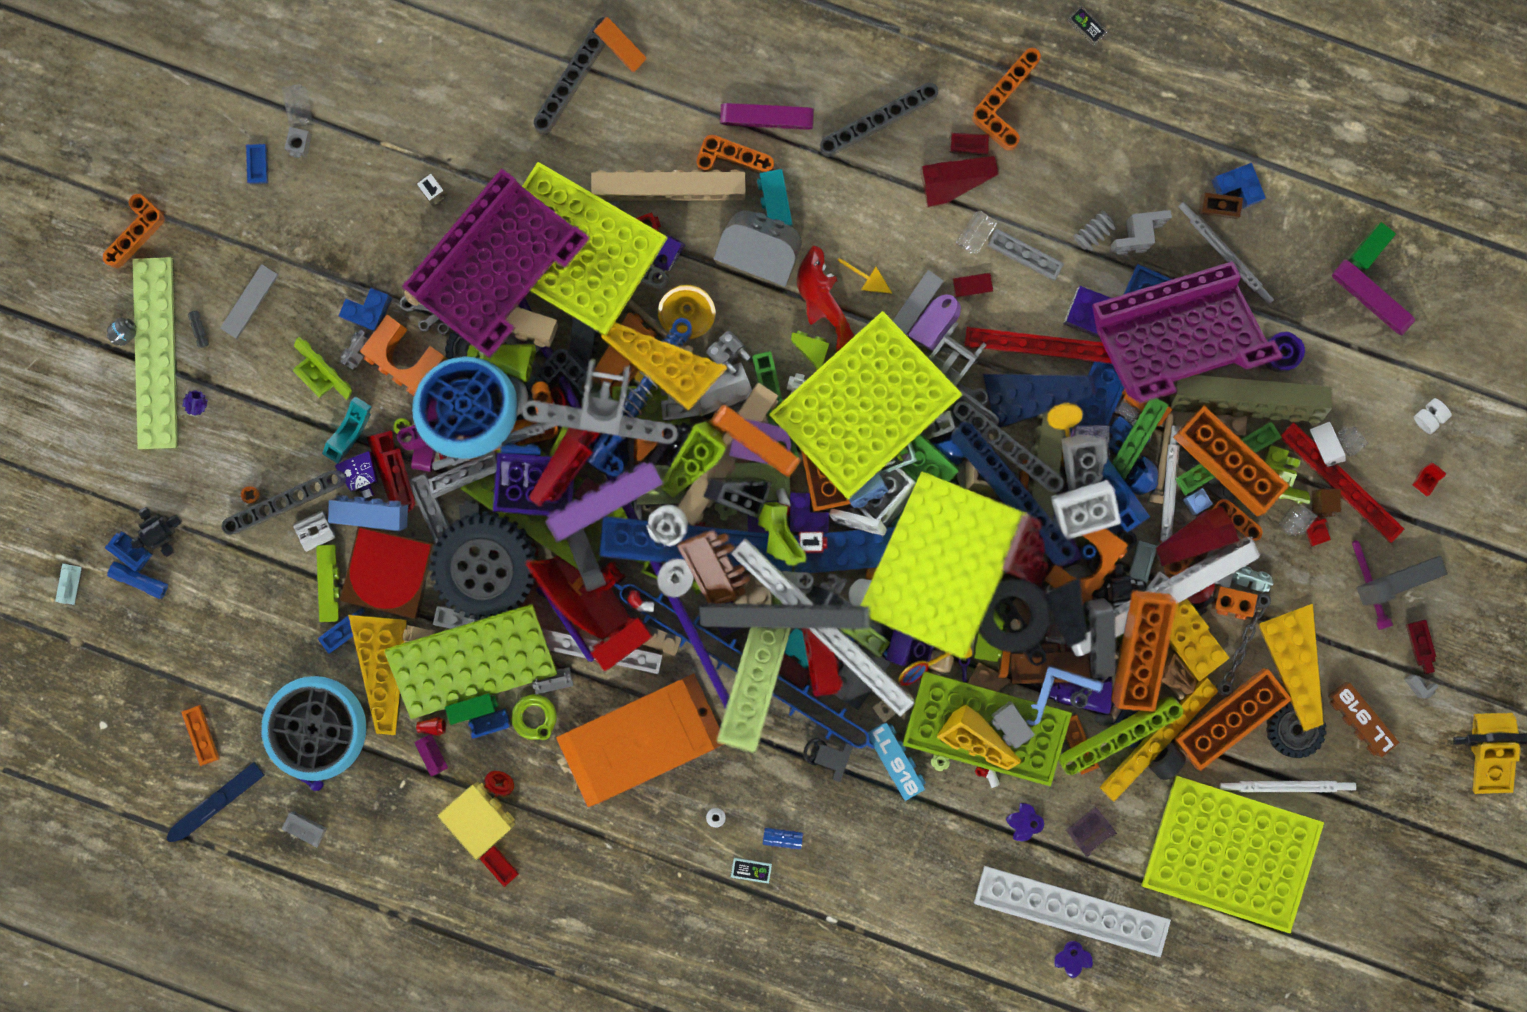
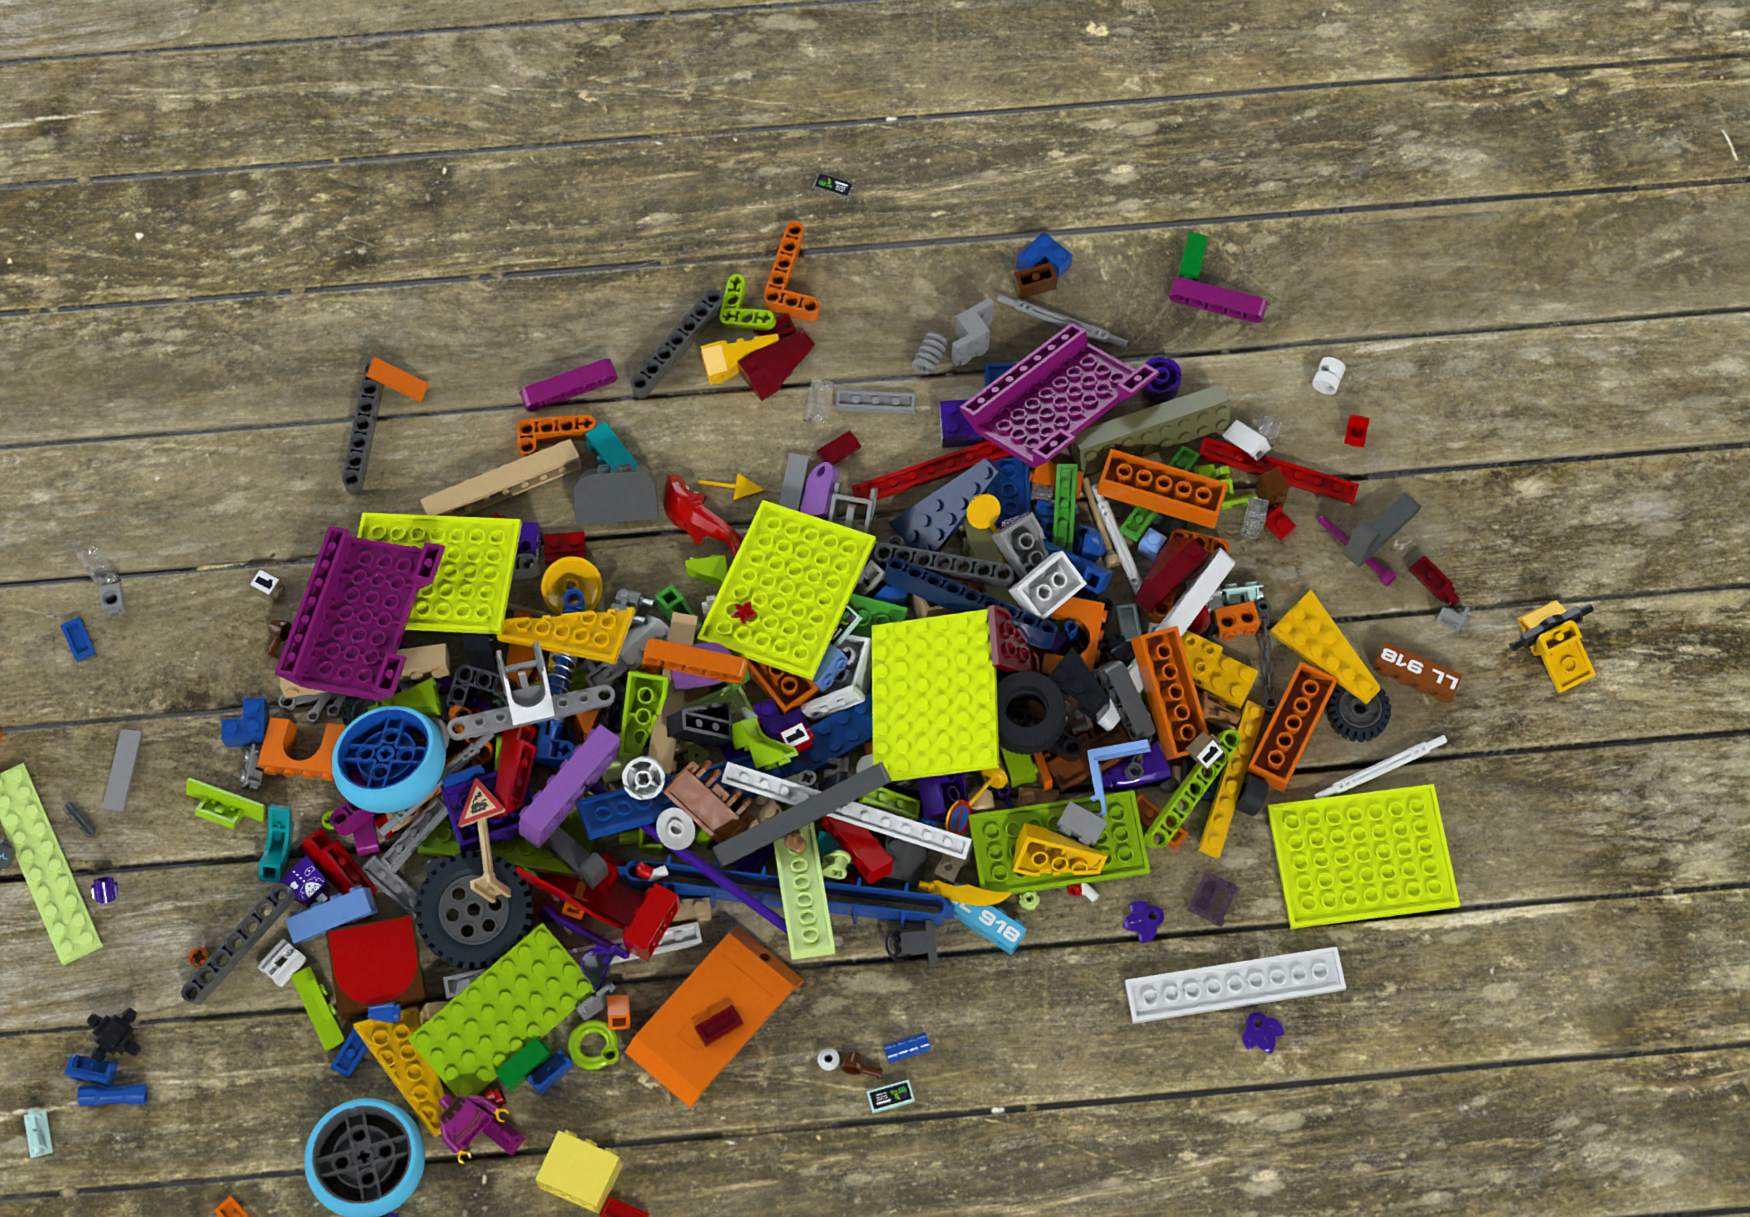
camera: 25 degrees left, 20 degrees down
(377, 618) = (385, 1012): none -> blue cone
(405, 736) = (465, 1120): none -> magenta torso
(427, 236) = (280, 630): none -> reddish brown bar
(497, 777) = (586, 1126): red gear -> none
(522, 487) = (478, 808): none -> tan piece
(564, 656) = (596, 963): none -> hat
(565, 701) = (618, 1012): none -> orange brick
(638, 755) = (718, 1025): none -> dark red tile
(698, 268) = (564, 545): none -> red plate
(734, 830) = (854, 1065): none -> reddish brown bar
(768, 635) = (795, 843): none -> medium nougat piece
(792, 665) = (834, 865): none -> yellowish green piece
(818, 410) = (743, 612): none -> red plant
(888, 736) = (964, 894): none -> yellow sword
(910, 157) = (722, 358): none -> yellow wedge
(944, 109) = (739, 313): none -> lime beam
(1146, 714) = (1205, 749): none -> brick

